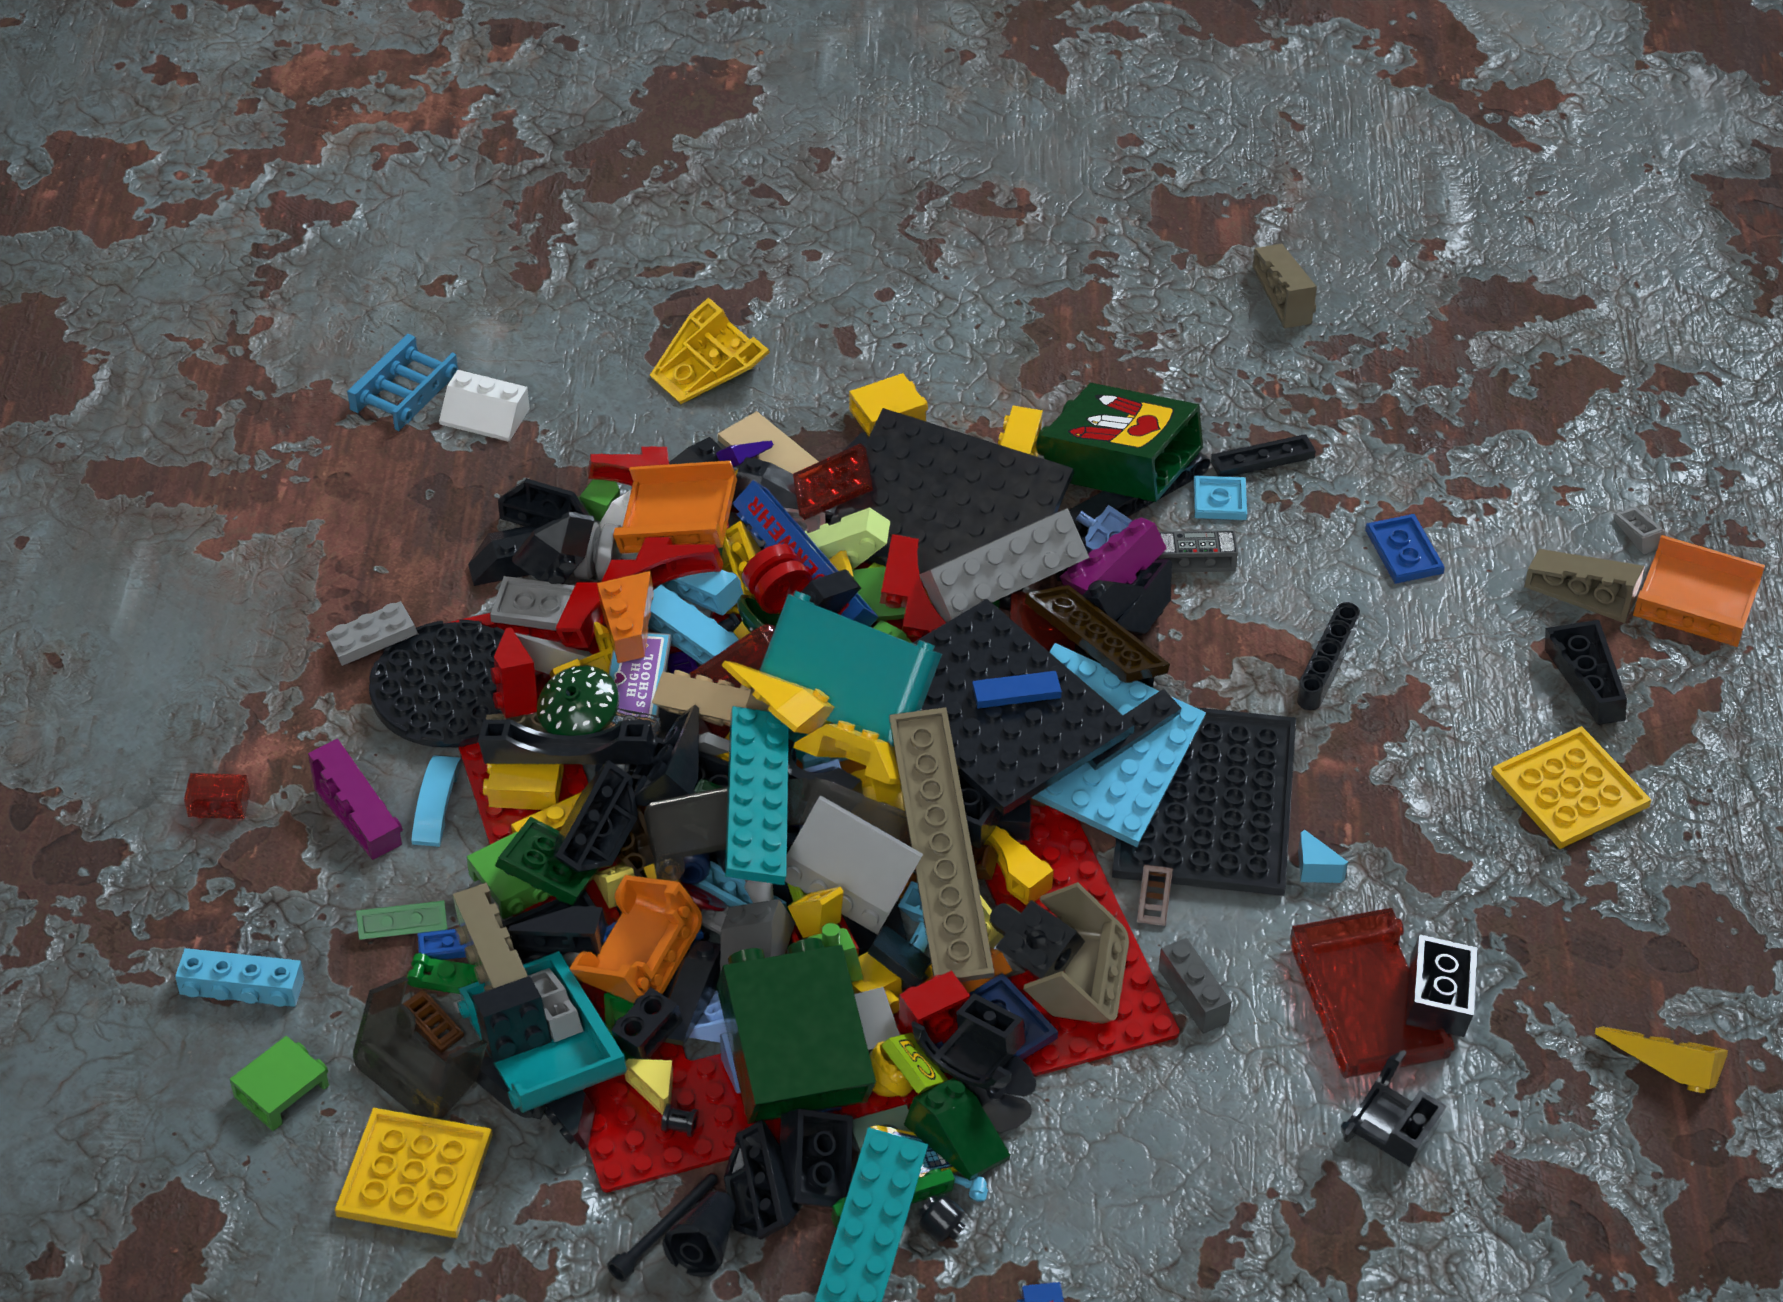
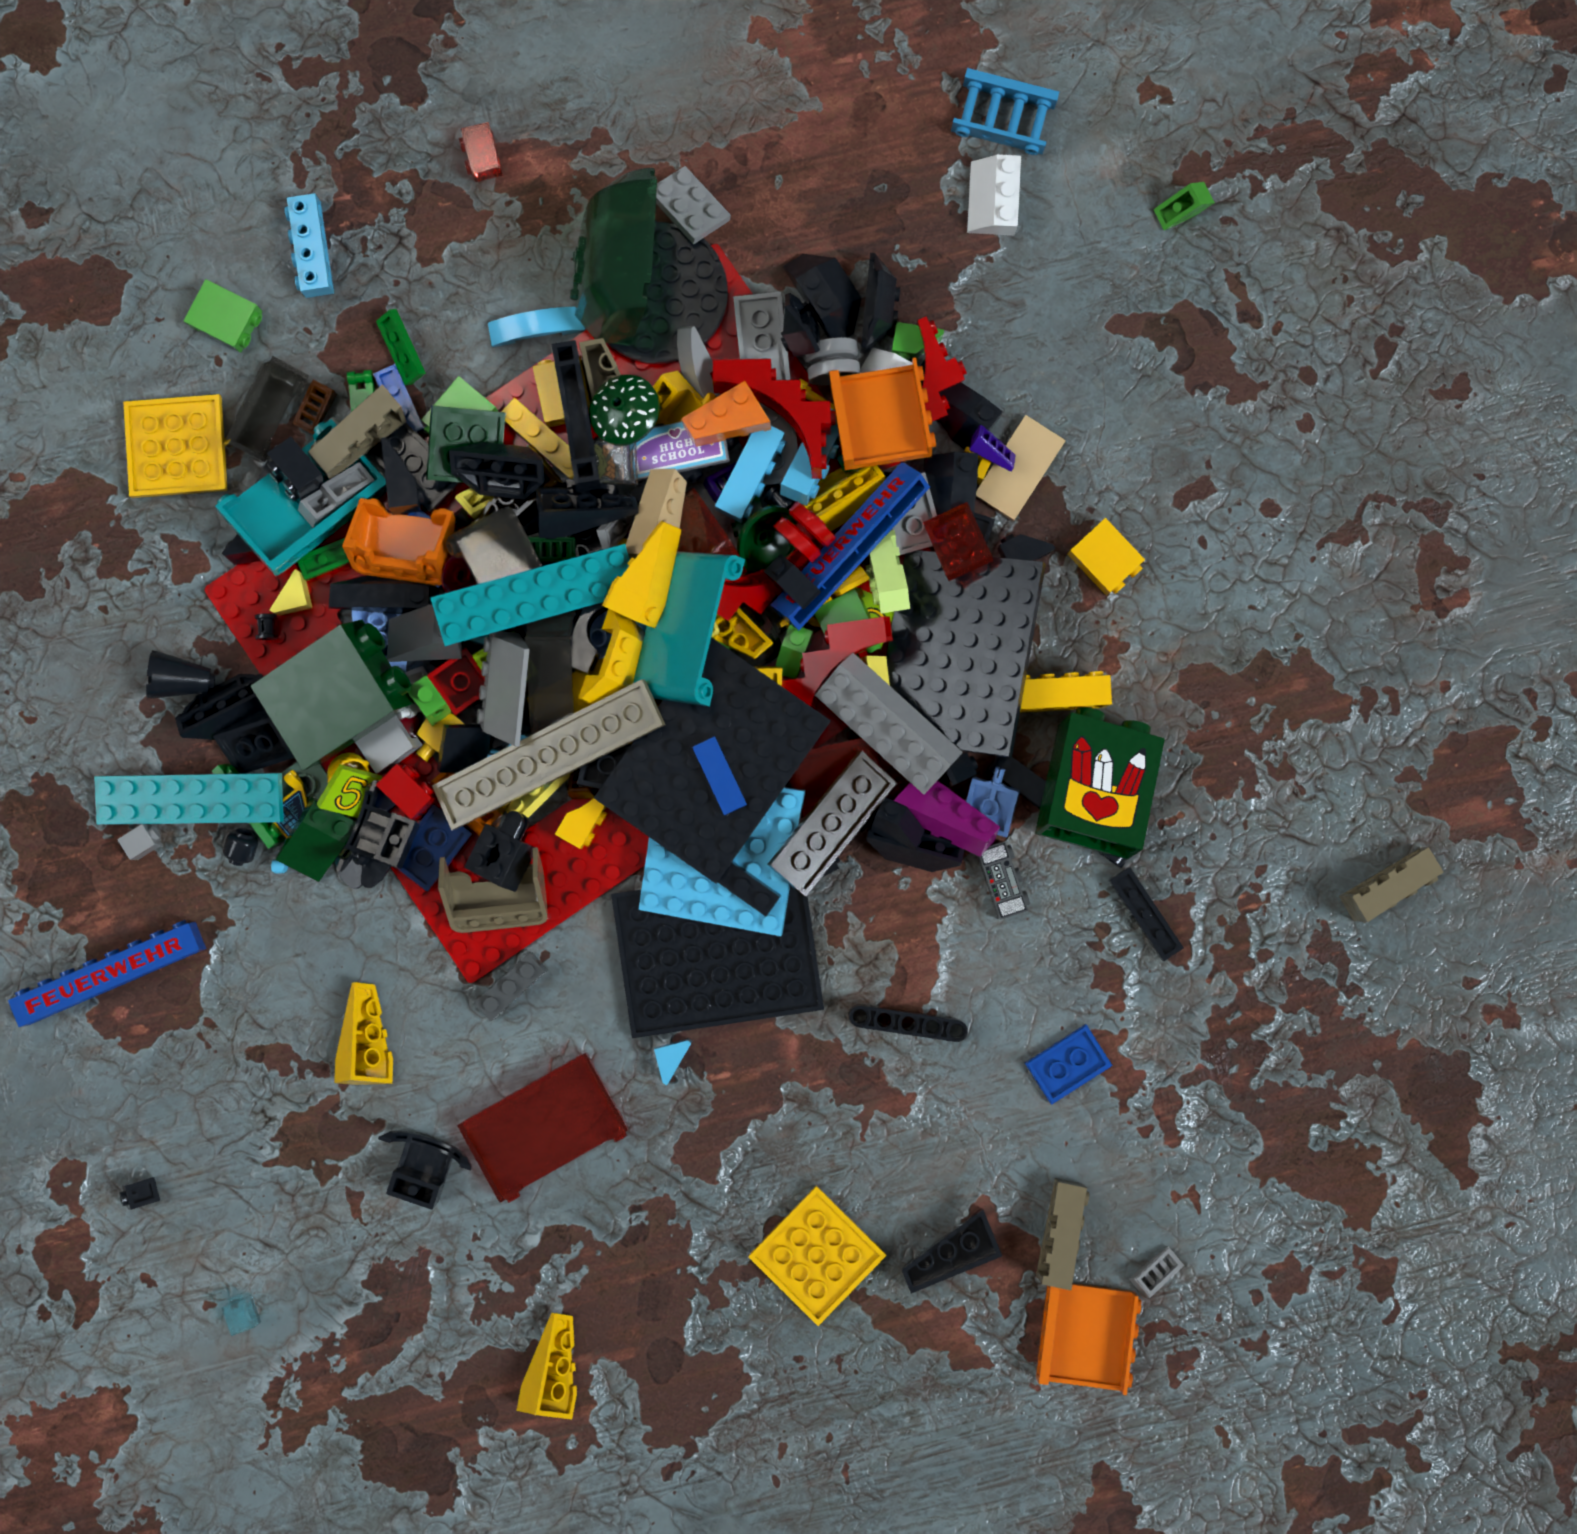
camera: 75 degrees right, 40 degrees up
(353, 800) = (503, 264): magenta wedge -> none
(409, 663) = (615, 257): none -> clear green windscreen
(513, 677) = (639, 343): red slope -> none
(563, 282) = (1184, 205): none -> bright green slope
(623, 1264) = (139, 625): black piece -> none
(652, 1028) = (326, 577): black brick -> none
(705, 354) = (1122, 373): yellow wedge -> none
(816, 910) = (461, 672): yellow slope -> none
(1154, 871) = (610, 930): slope -> none
(1220, 497) = (1084, 885): medium azure tile -> none
(1243, 1155) = (362, 1046): none -> yellow wedge
(1441, 985) = (559, 1184): black brick -> none

